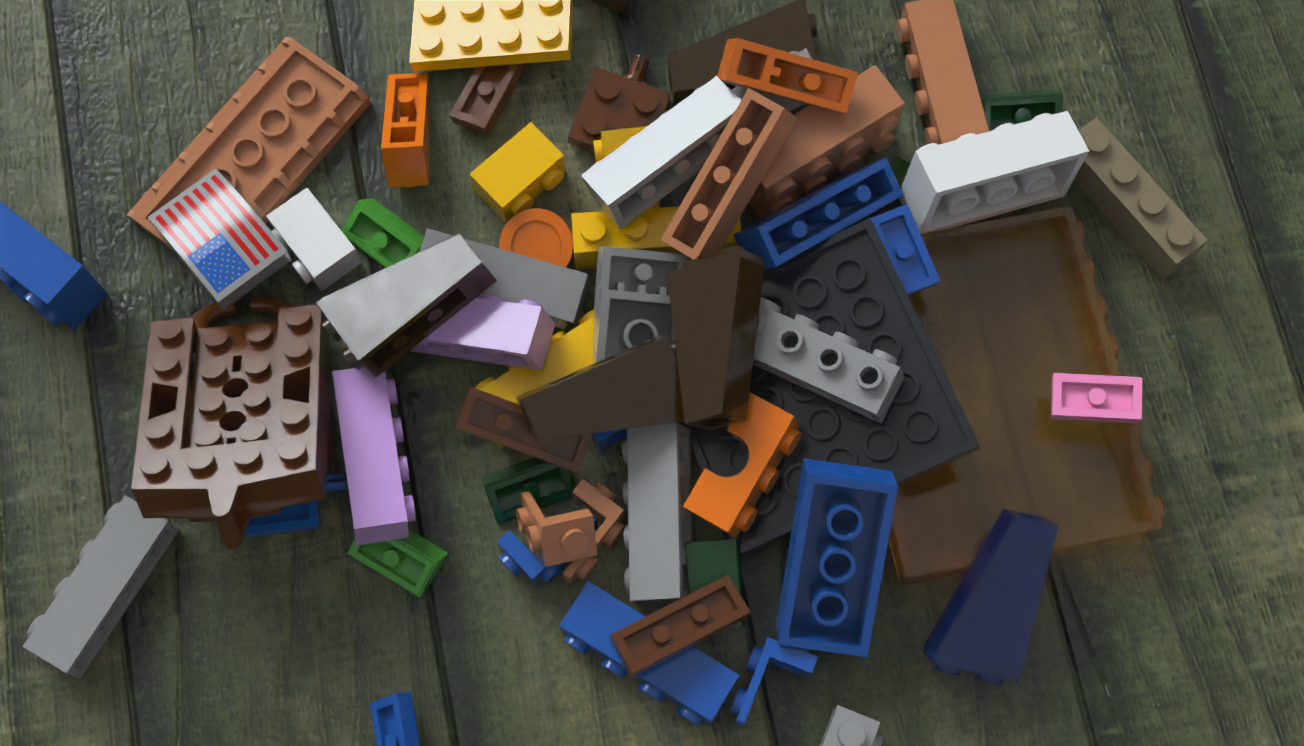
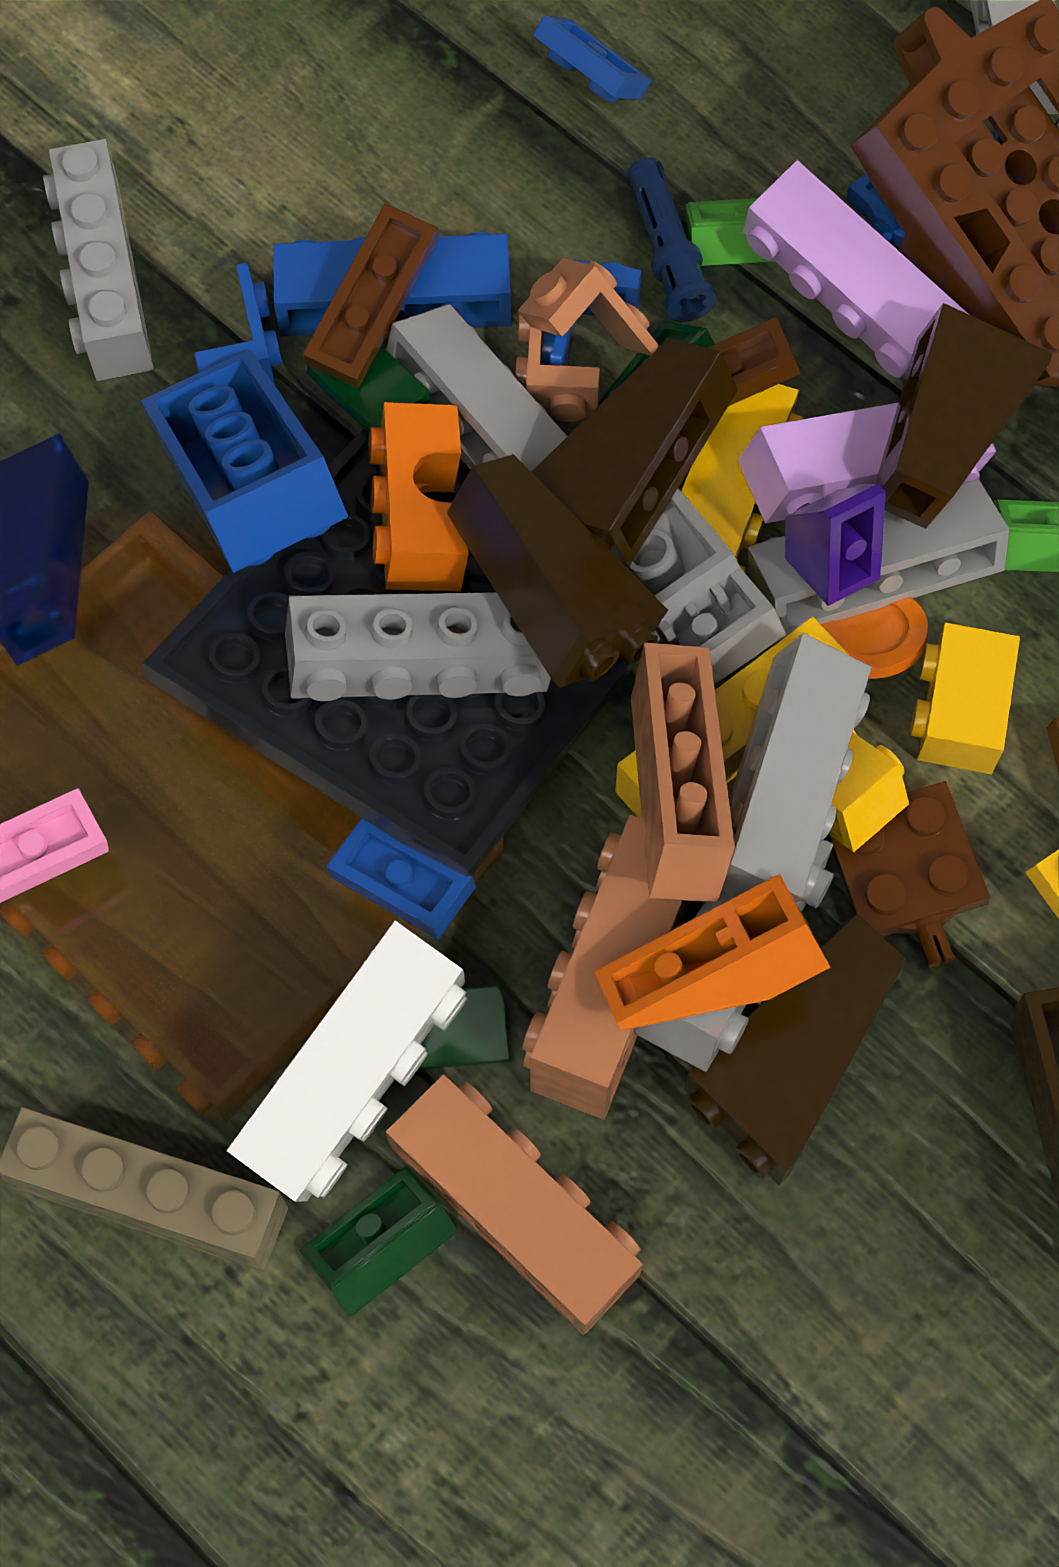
camera: 145 degrees right, 5 degrees down
(460, 553) = (675, 258): none -> dark blue pin
(535, 267) = (838, 541): none -> dark purple slope
(821, 213) = (544, 858): blue brick -> none

